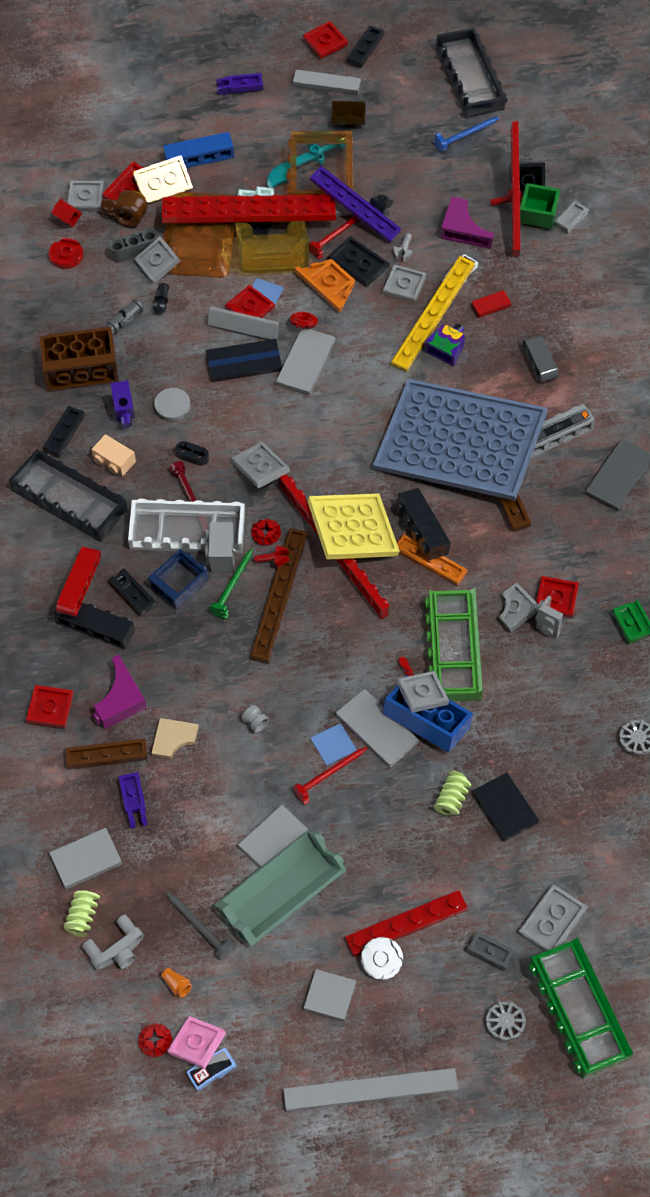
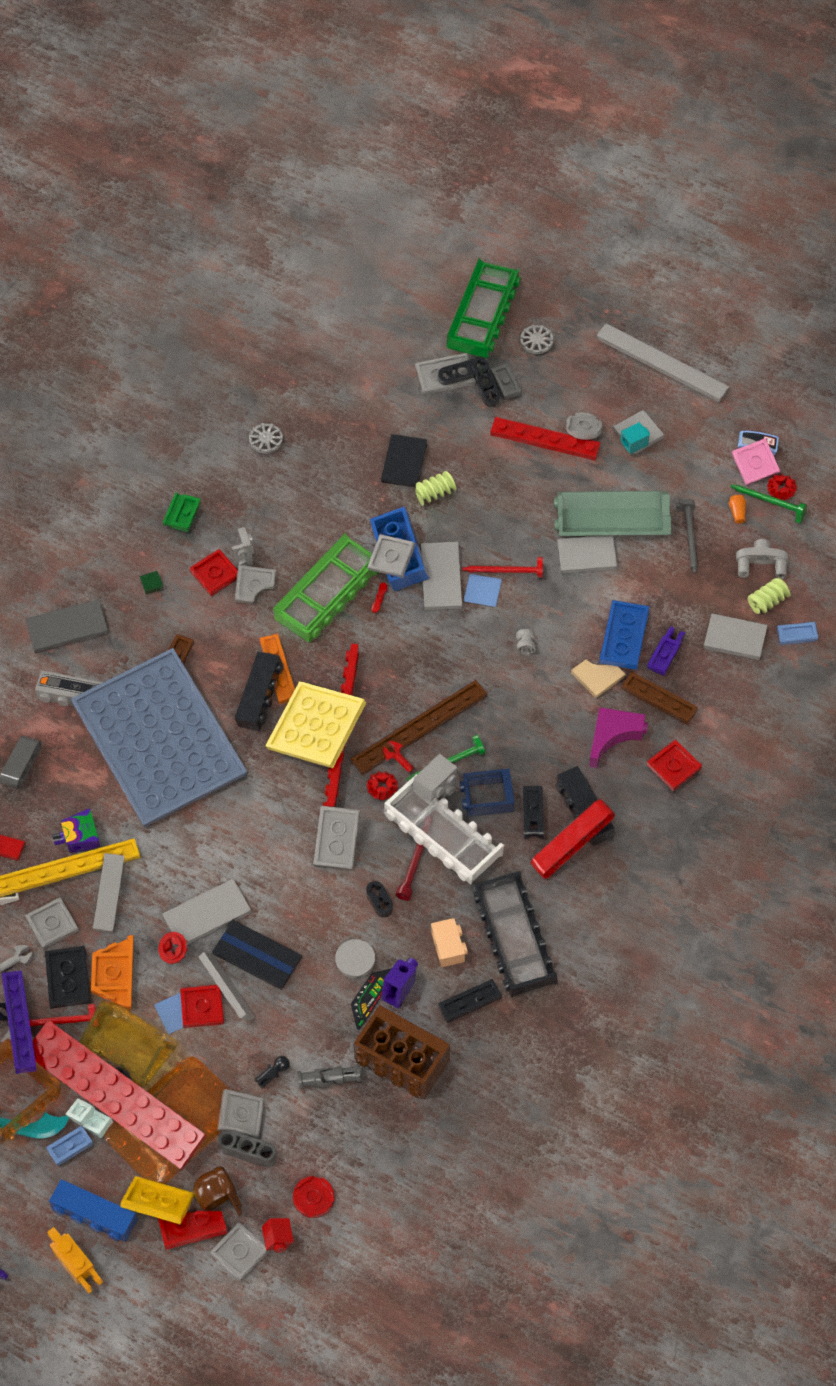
camera: 140 degrees left, 0 degrees up
(34, 902) = (797, 633): none -> medium blue tile
(116, 1020) = (800, 510): none -> green piece
(141, 393) = (368, 997): none -> black sticker
(180, 787) = (624, 634): none -> blue tile
(183, 119) = (73, 1259): none -> light orange hinge
(251, 174) = (69, 1145): none -> medium blue plate
(322, 974) = (635, 437): none -> teal brick
(385, 322) = (108, 893): none -> light grey tile
(525, 932) = (473, 372): none -> black beam
(595, 552) = (151, 582): none -> dark green tile

